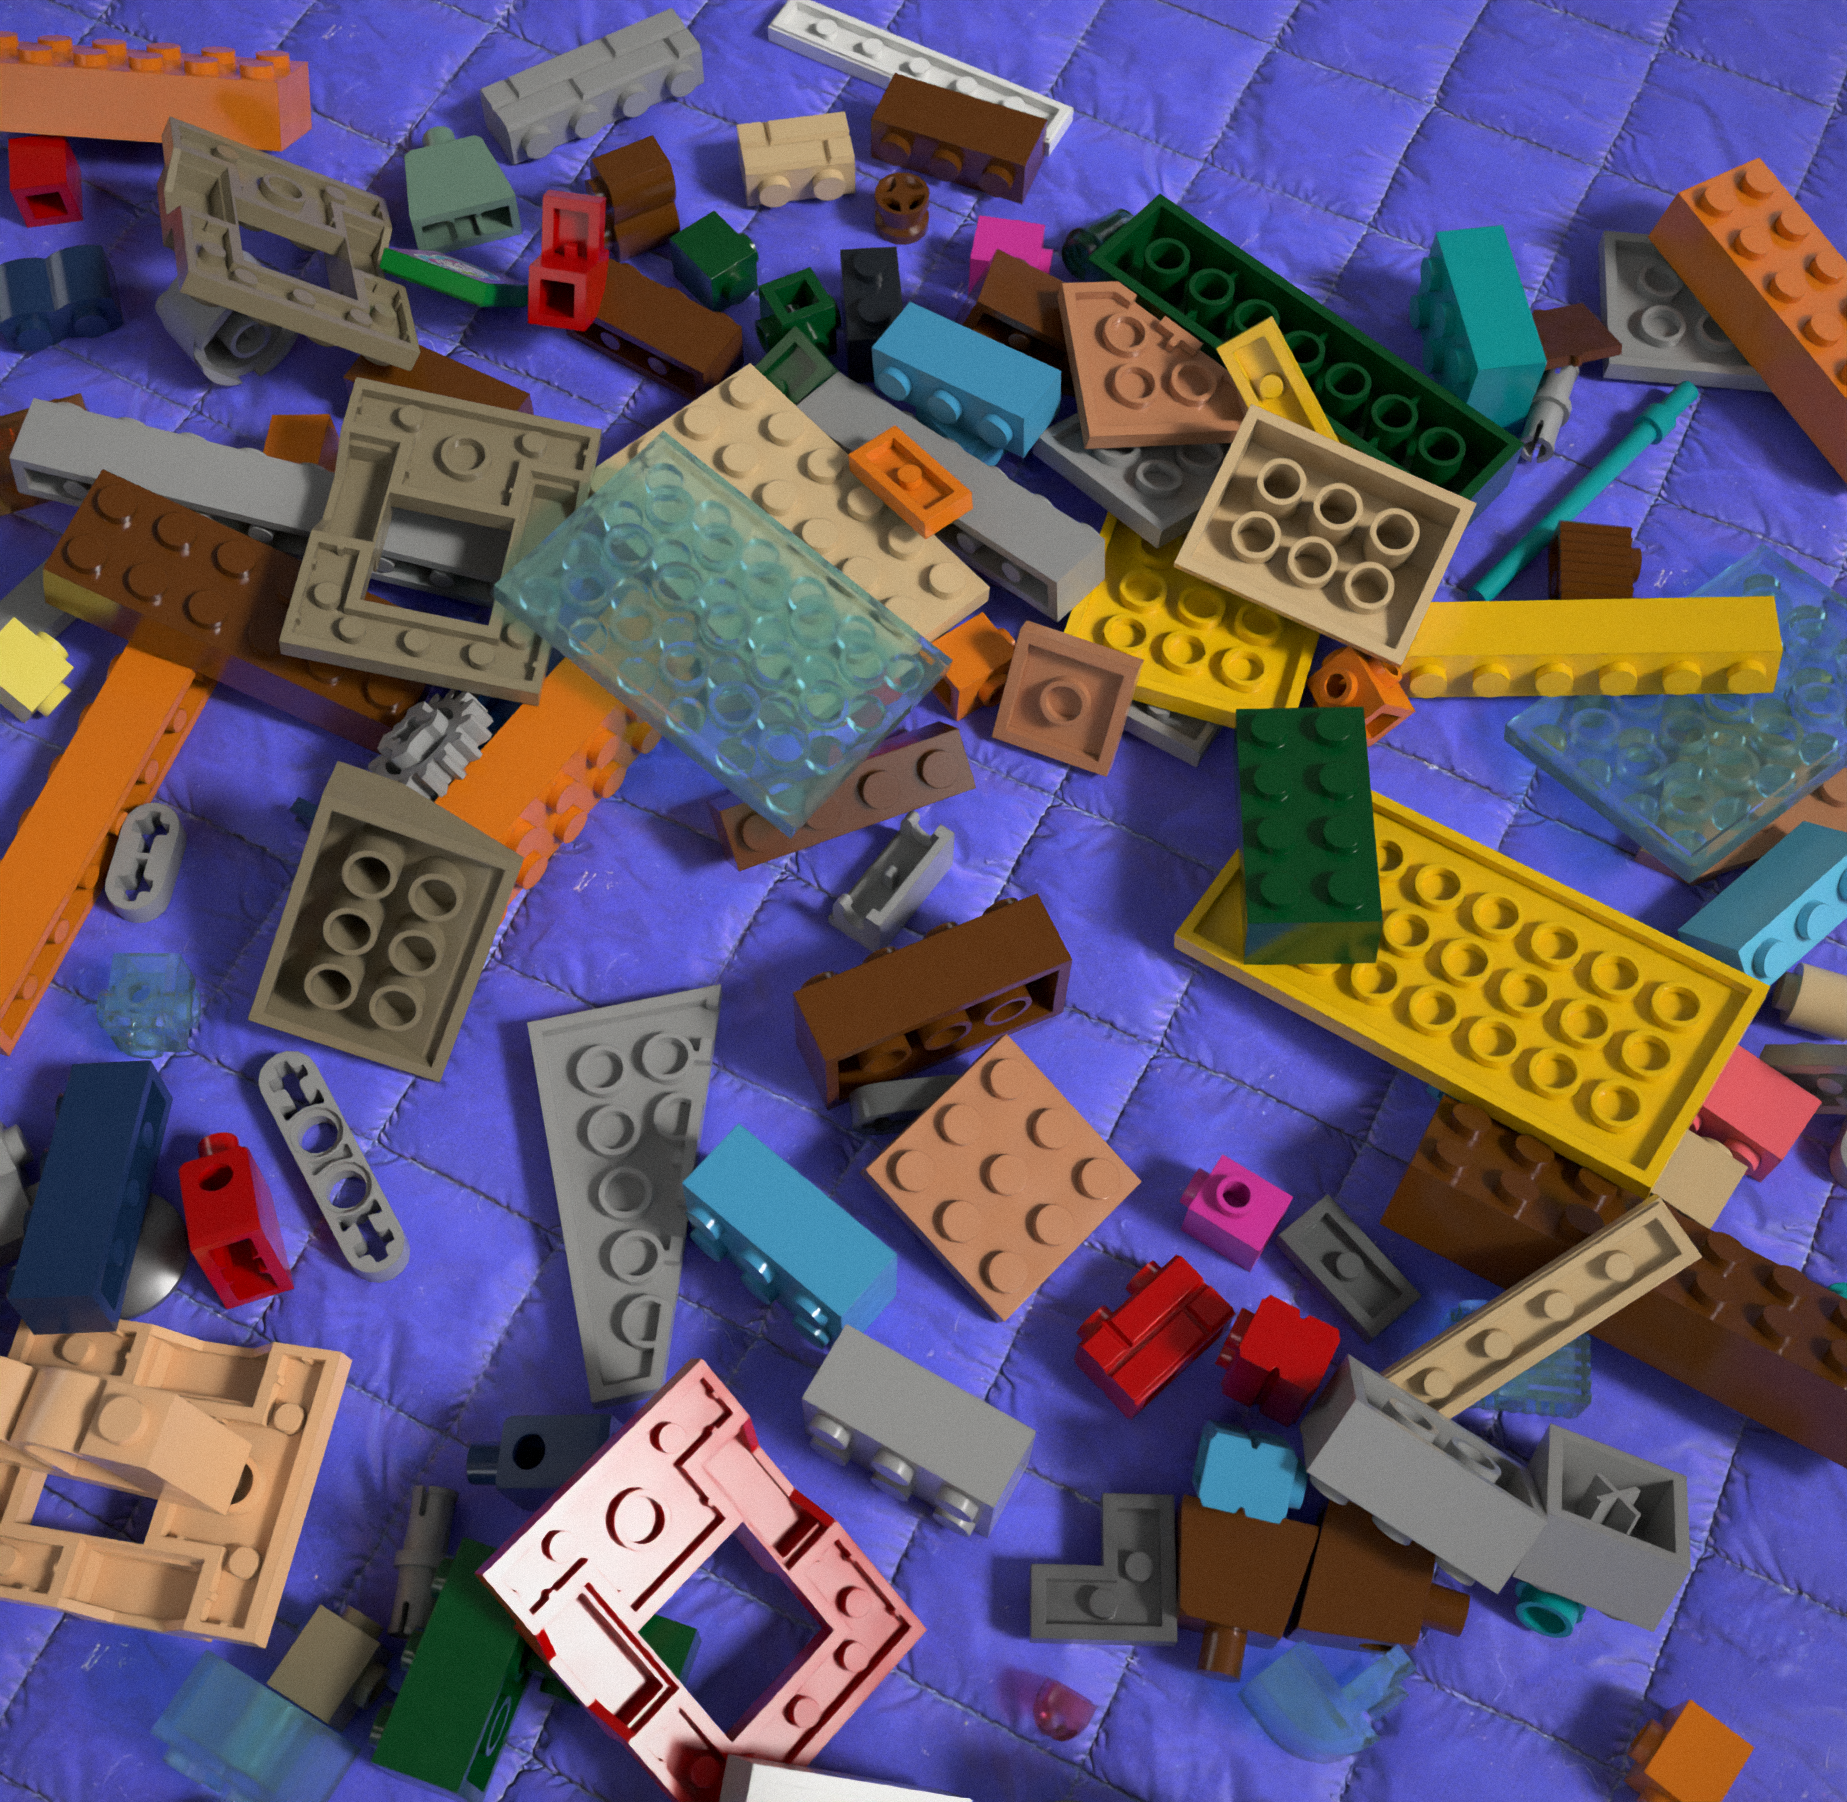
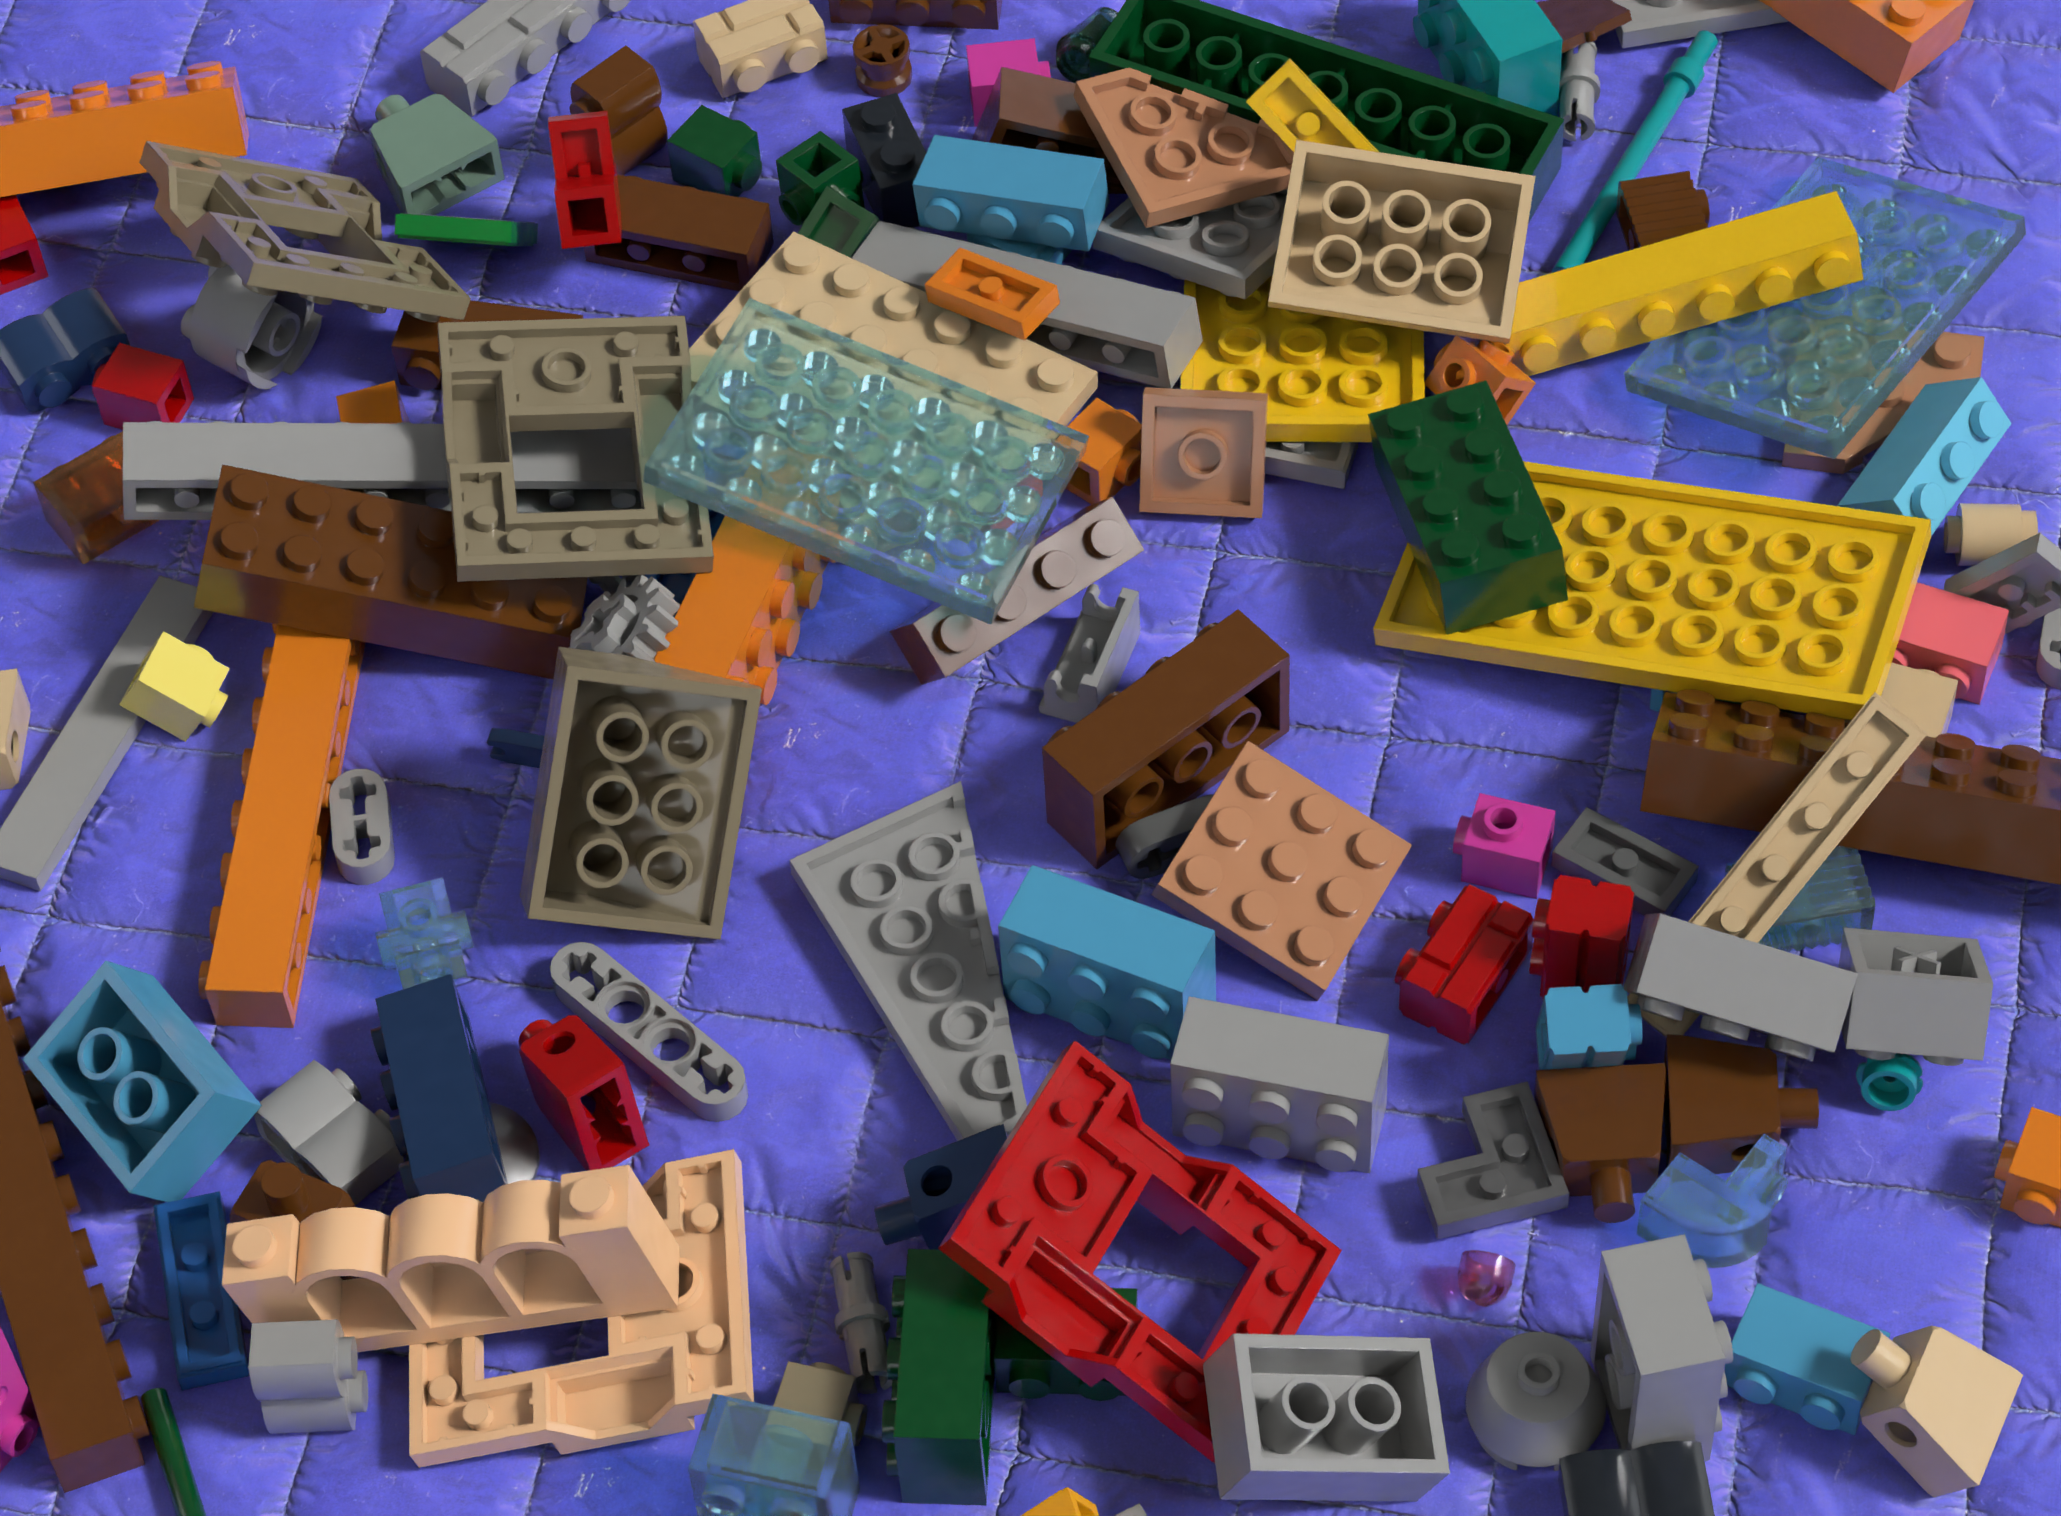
camera: 10 degrees left, 10 degrees down
(112, 359) = (141, 387): none -> red brick

